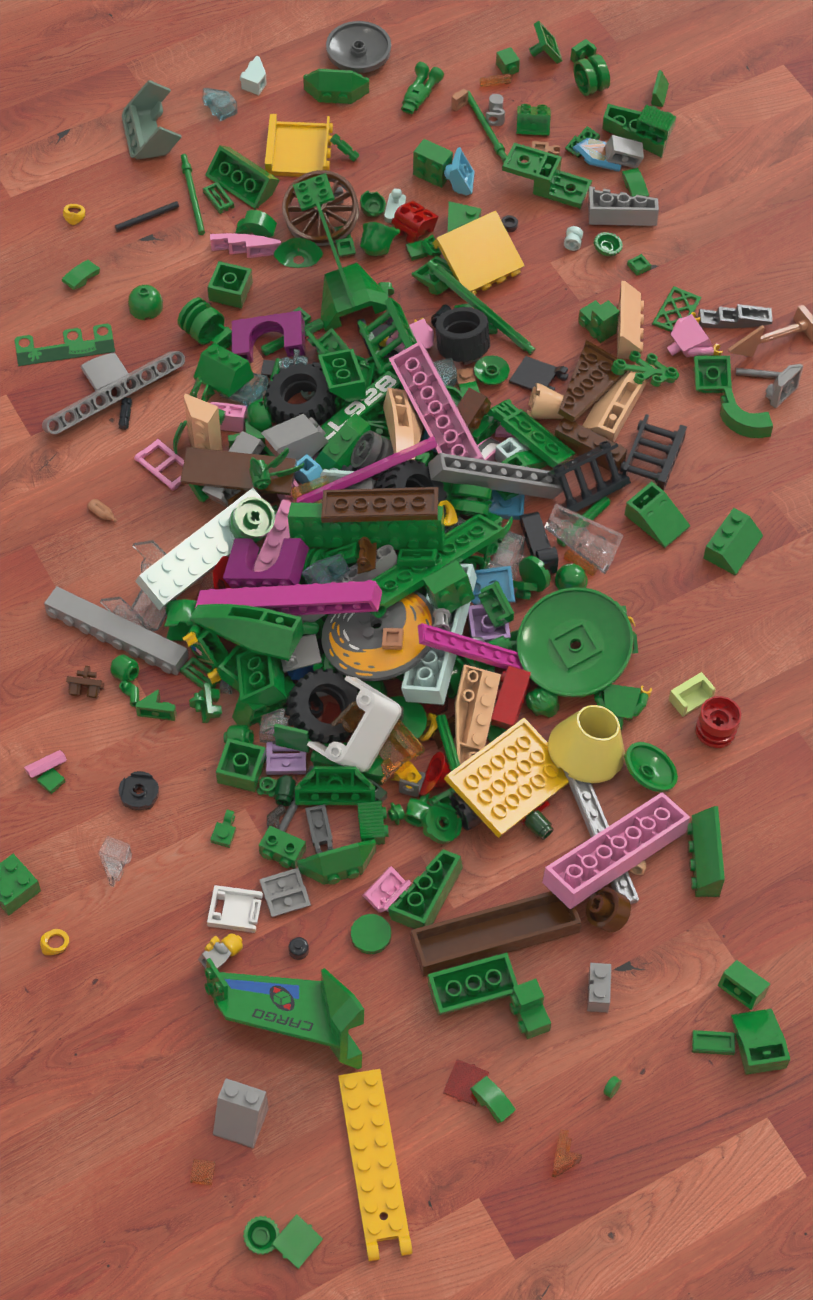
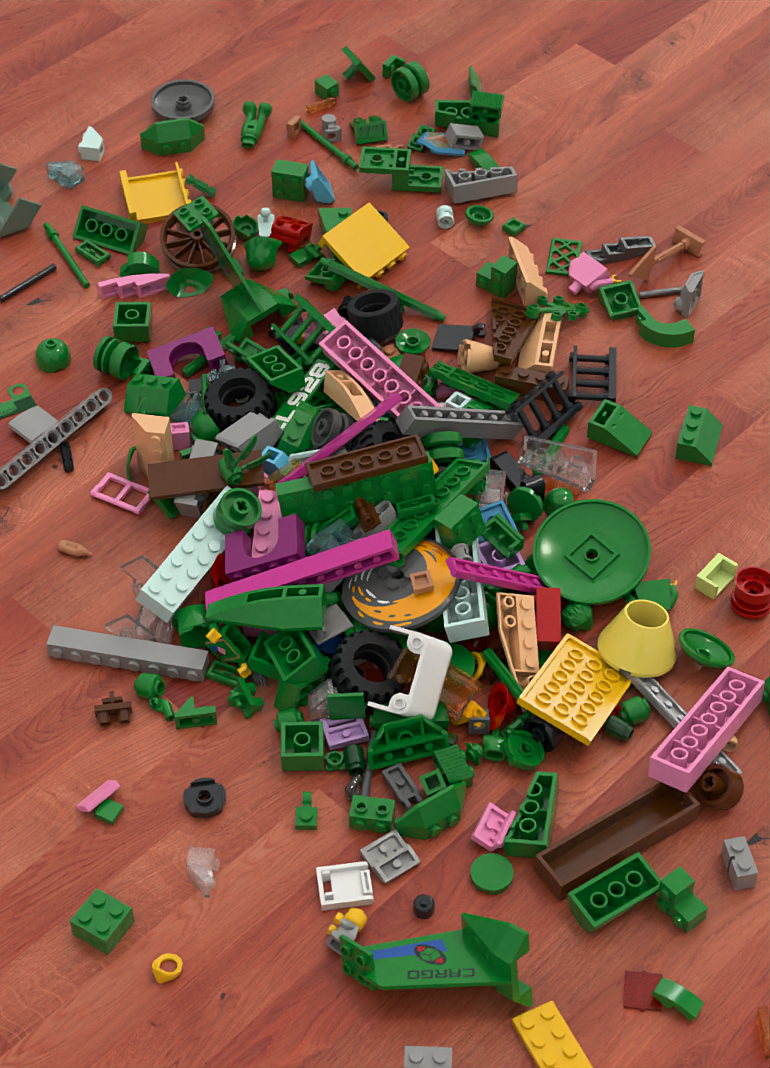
camera: 15 degrees left, 10 degrees down
(346, 834) = (433, 782): none -> green brick
(561, 811) = (635, 710): none -> green head

